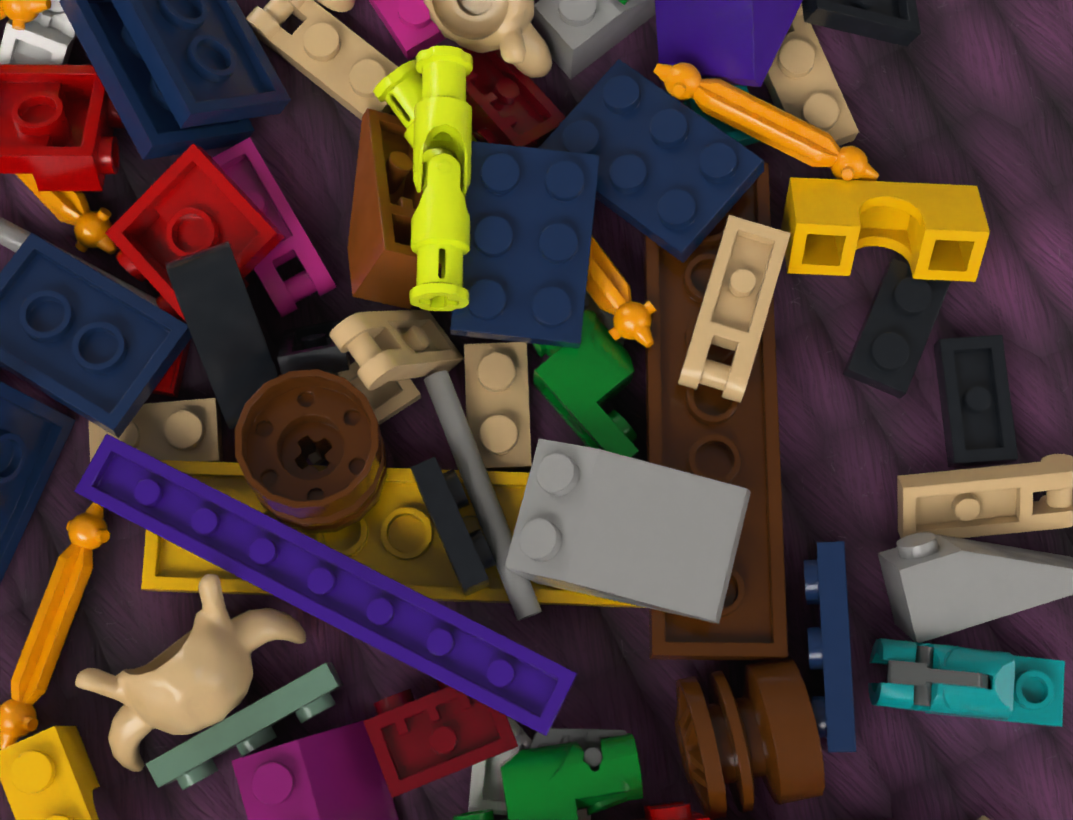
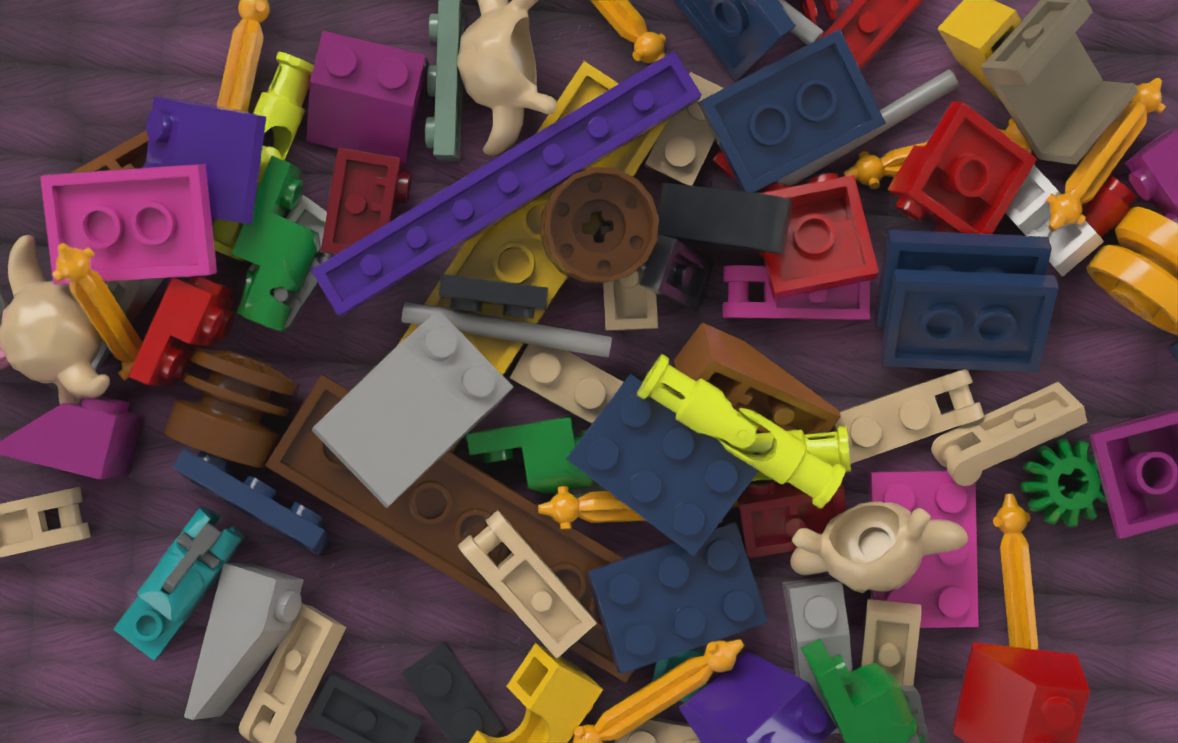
camera: 125 degrees right, 10 degrees up
(395, 345) = (640, 328): tan plate -> none

